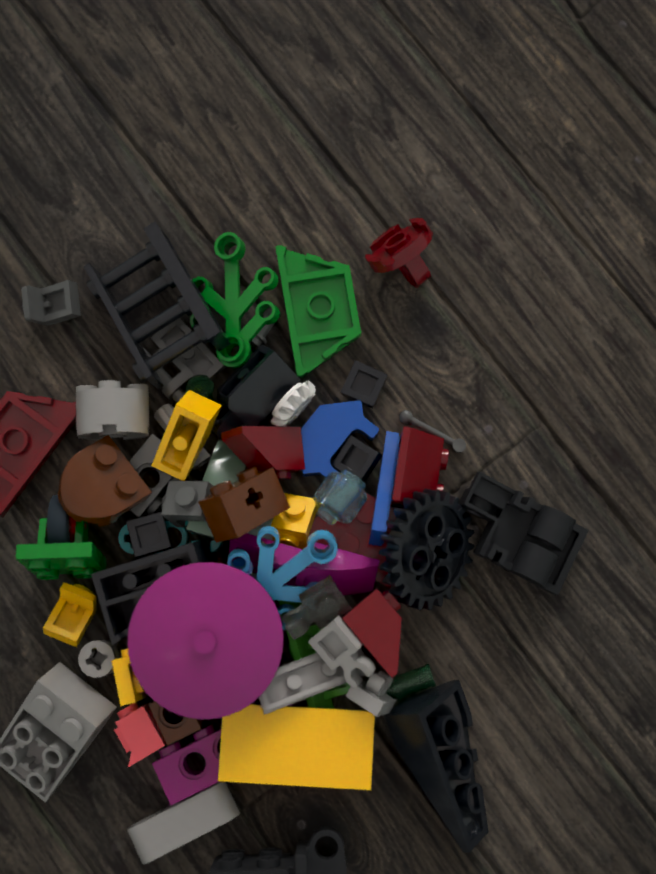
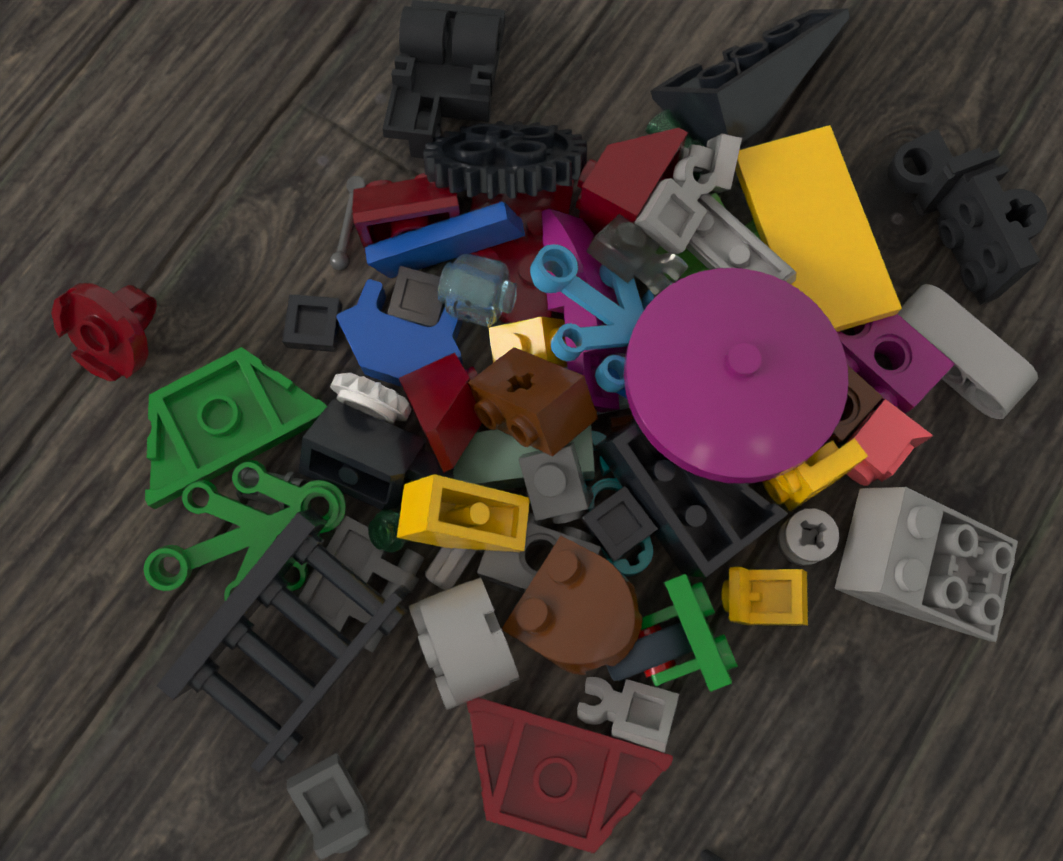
camera: 110 degrees left, 5 degrees down
(32, 503) = (639, 713): none -> light grey plate

